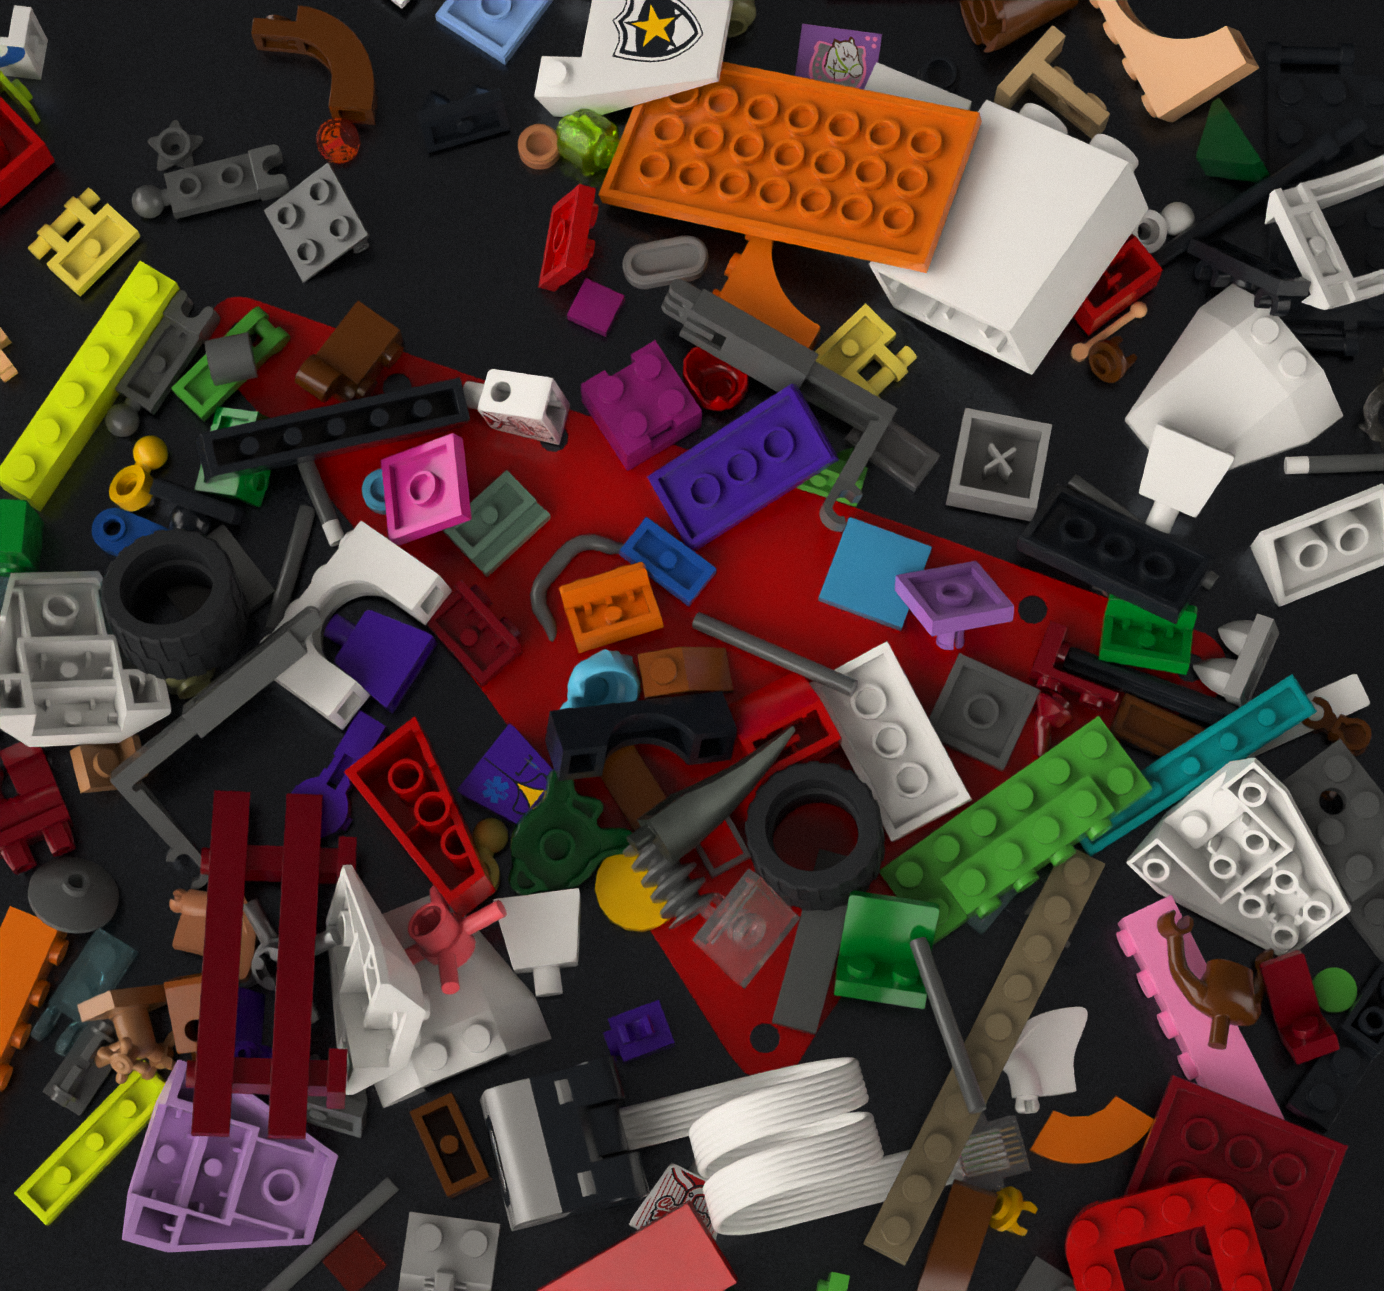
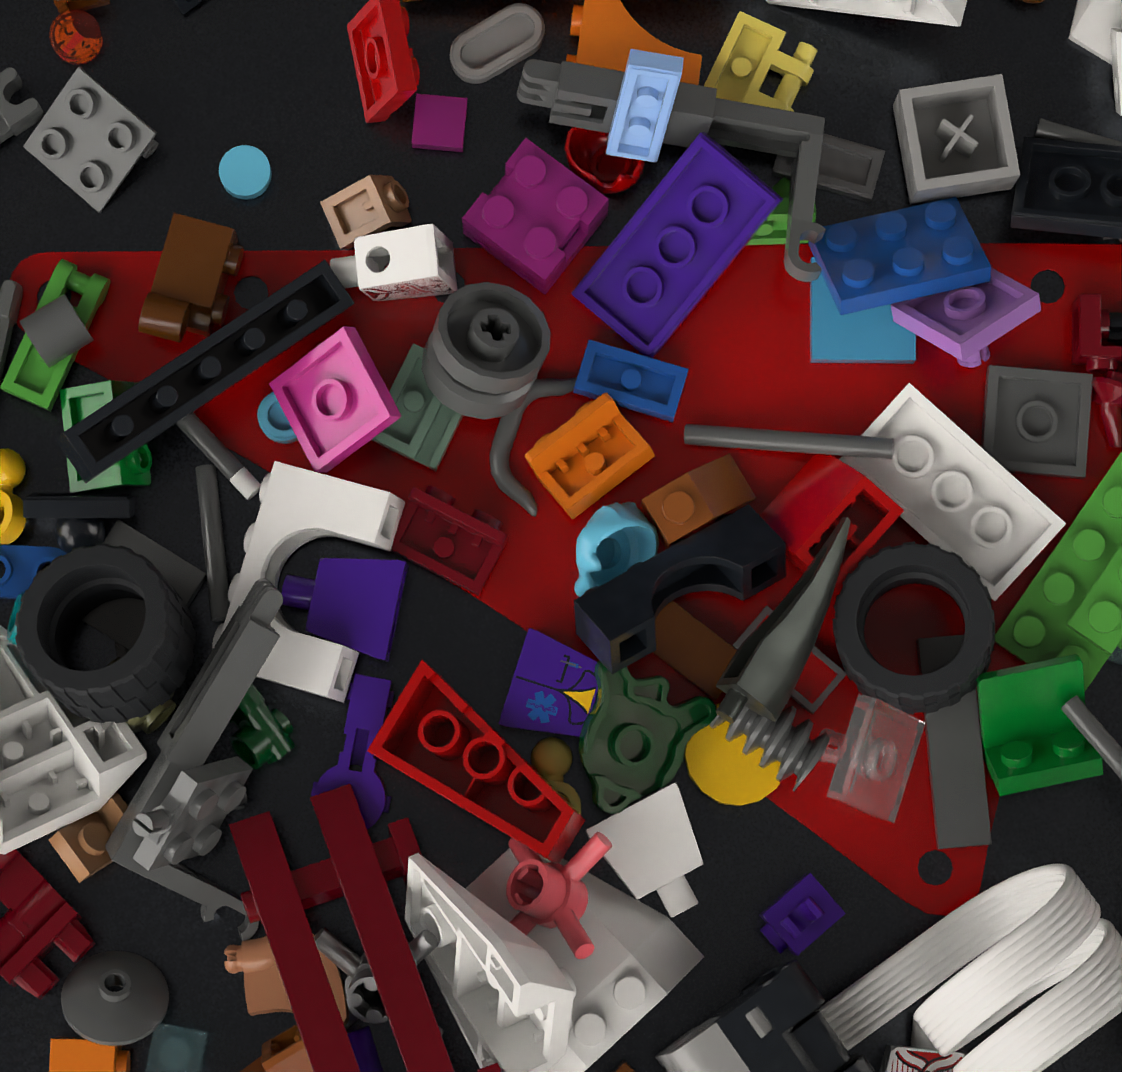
camera: 25 degrees left, 5 degrees up
(187, 768) = (191, 813): none -> dark grey plate
(270, 730) = (261, 732): none -> dark green plate
(428, 291) = (245, 172): none -> medium azure tile
(513, 351) = (366, 208): none -> medium nougat bracket
(559, 494) = (485, 350): none -> dark grey wheel
(753, 345) = (644, 105): none -> light blue tile
(918, 539) = (900, 256): none -> blue plate

